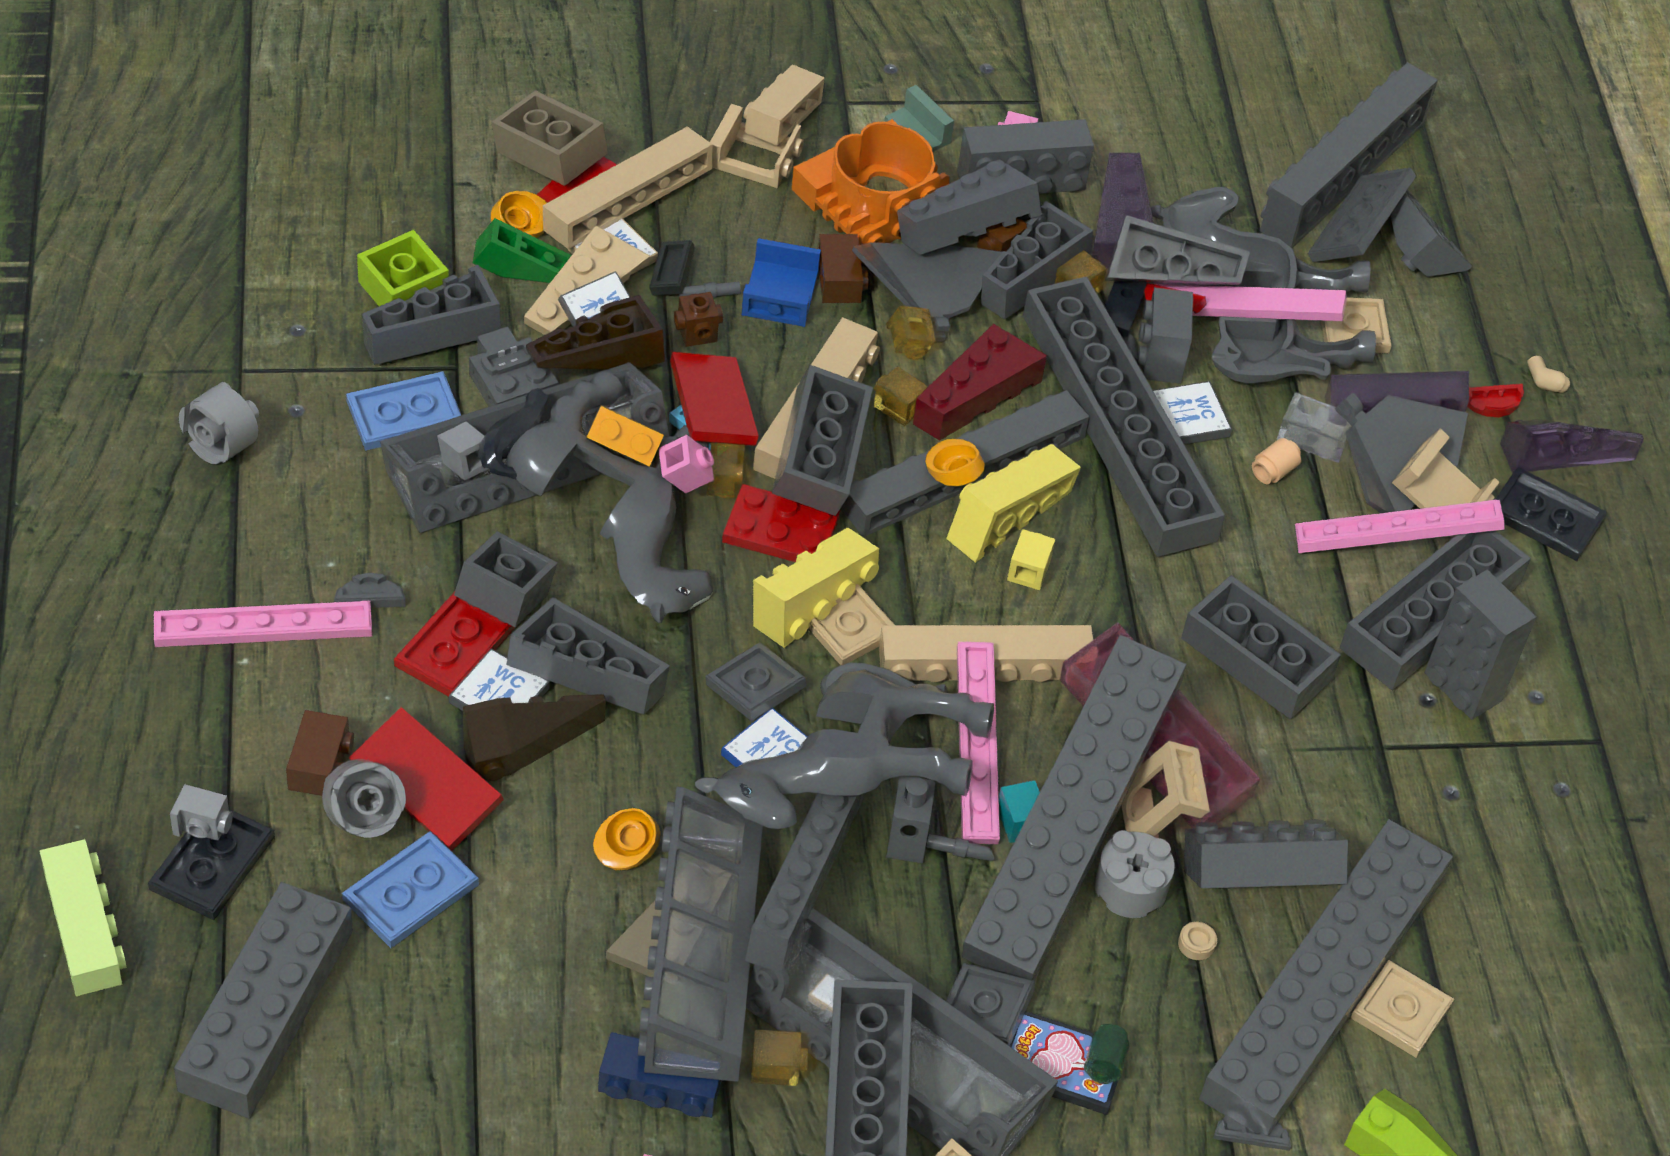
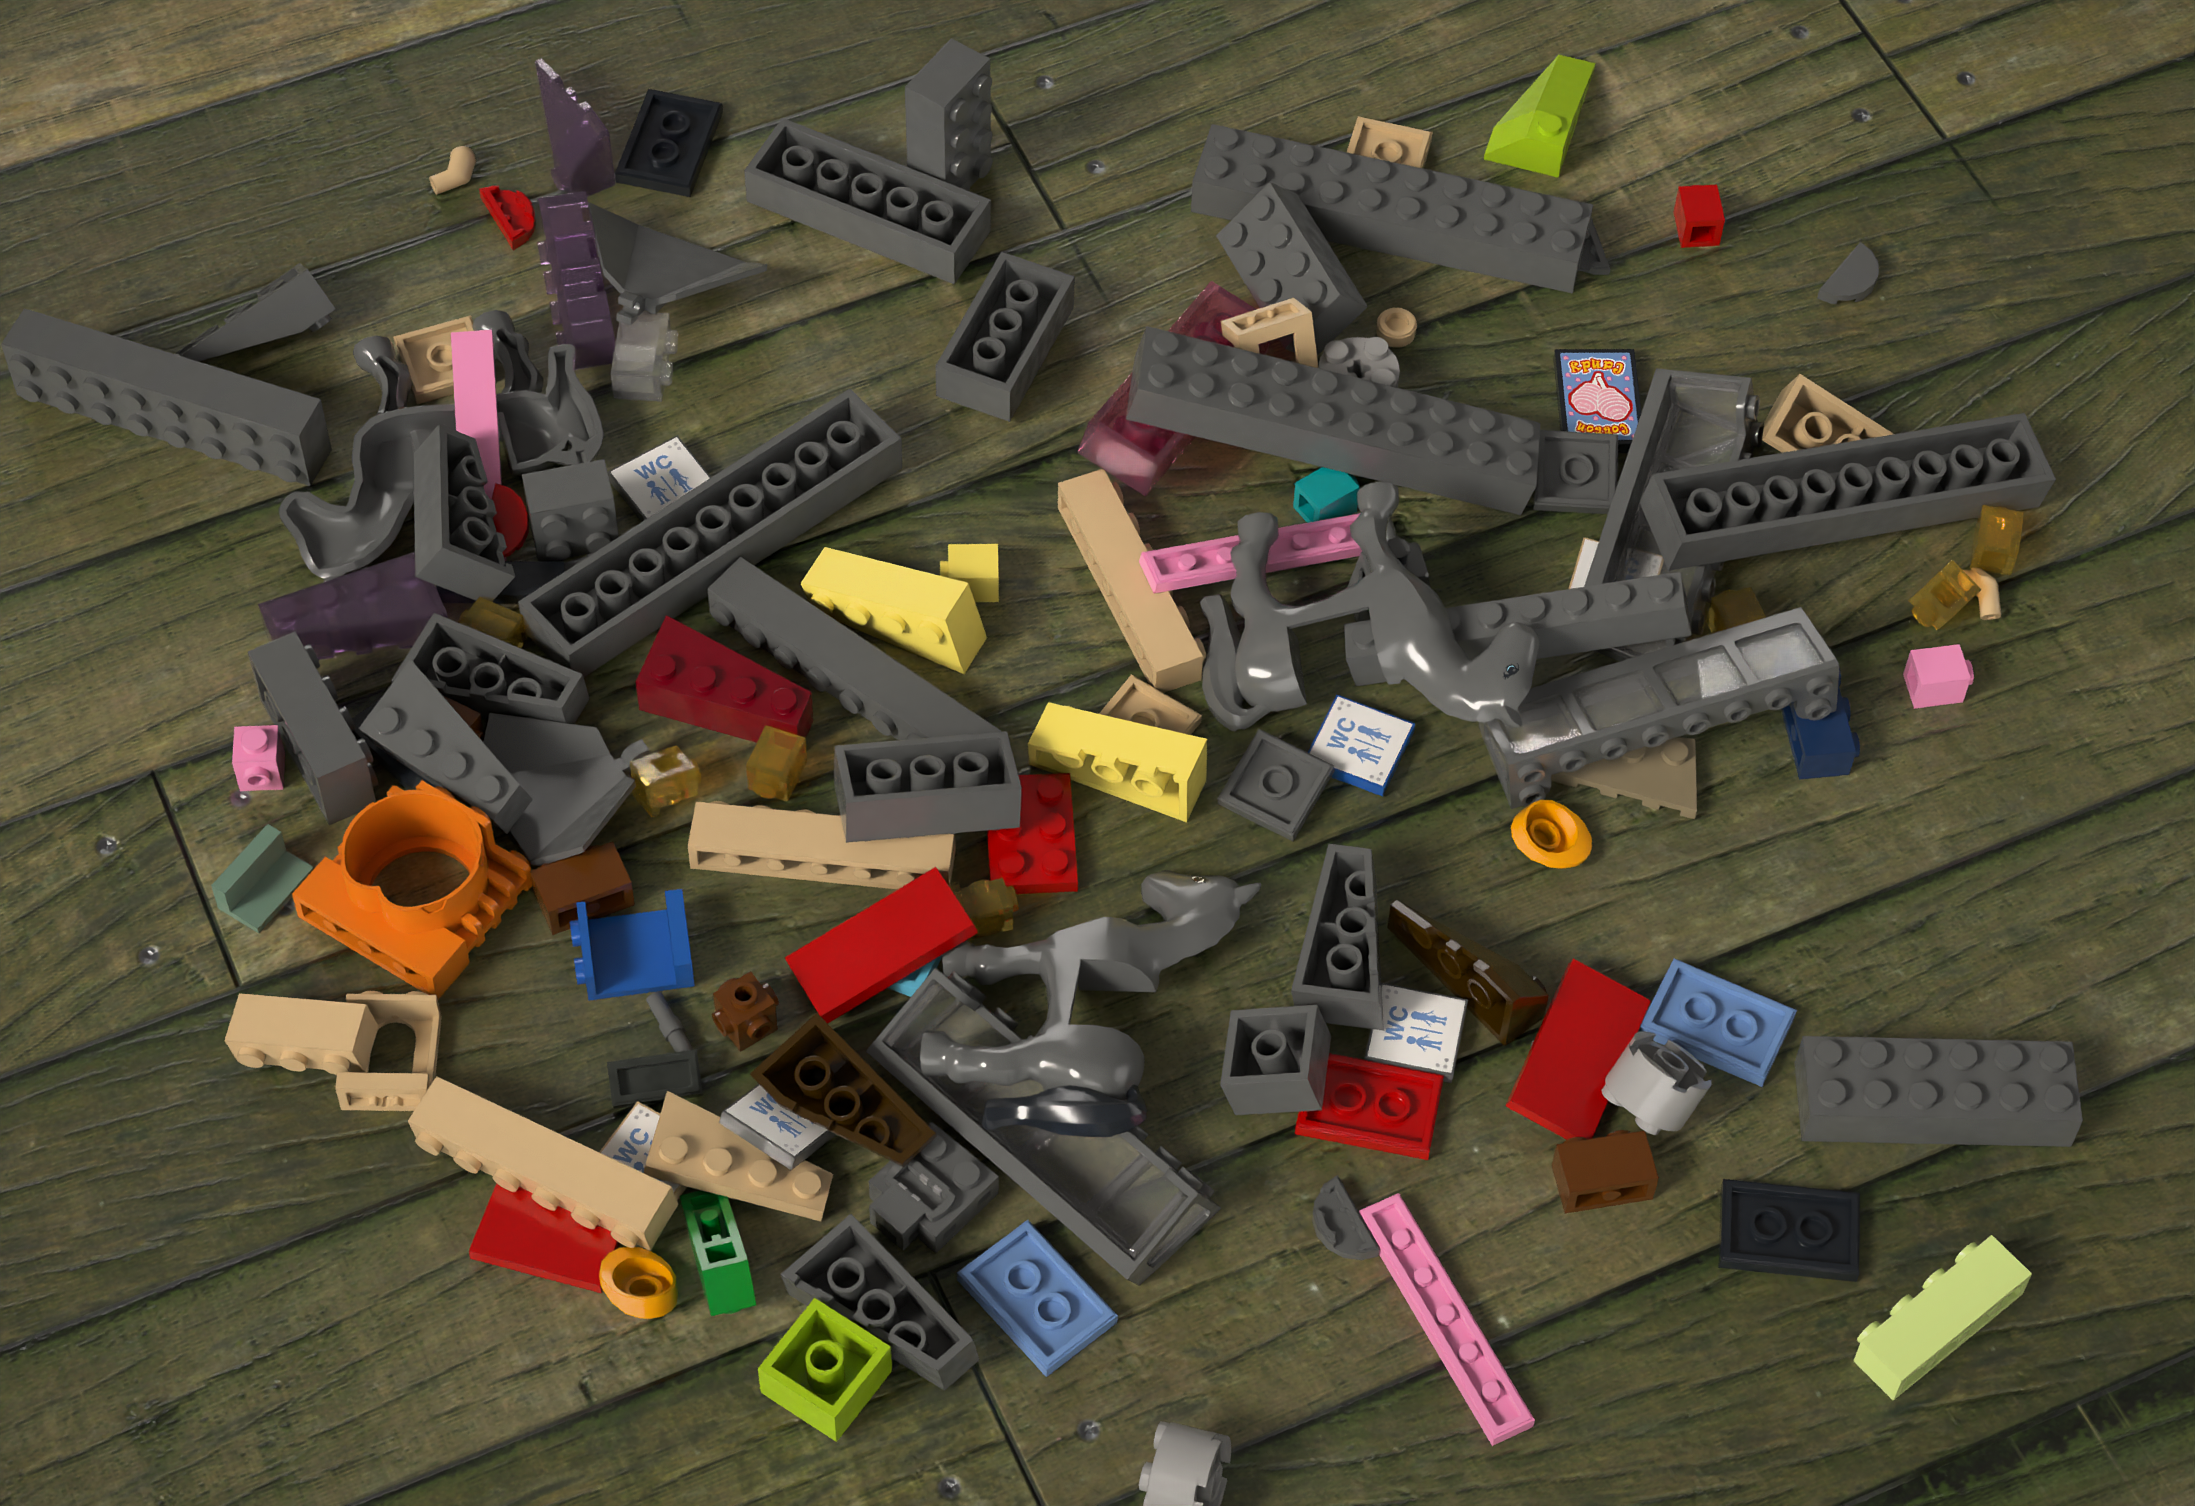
camera: 105 degrees left, 5 degrees up
(200, 813) = (1762, 1242): light grey brick -> none
(461, 450) = (1100, 1176): light grey brick -> none
(549, 137) = (493, 1282): dark tan brick -> none
(625, 435) = (1018, 989): light orange brick -> none
(686, 464) = (1026, 916): bright pink brick -> none
(954, 462) = (893, 654): light orange hat -> none
(1107, 1054) = (1589, 351): clear green brick -> none
(1276, 461) = (710, 383): light nougat brick -> none
(1361, 215) = (279, 357): dark grey tile -> none
(1399, 526) = (779, 244): bright pink tile -> none
(1435, 482) = (690, 221): tan panel -> none

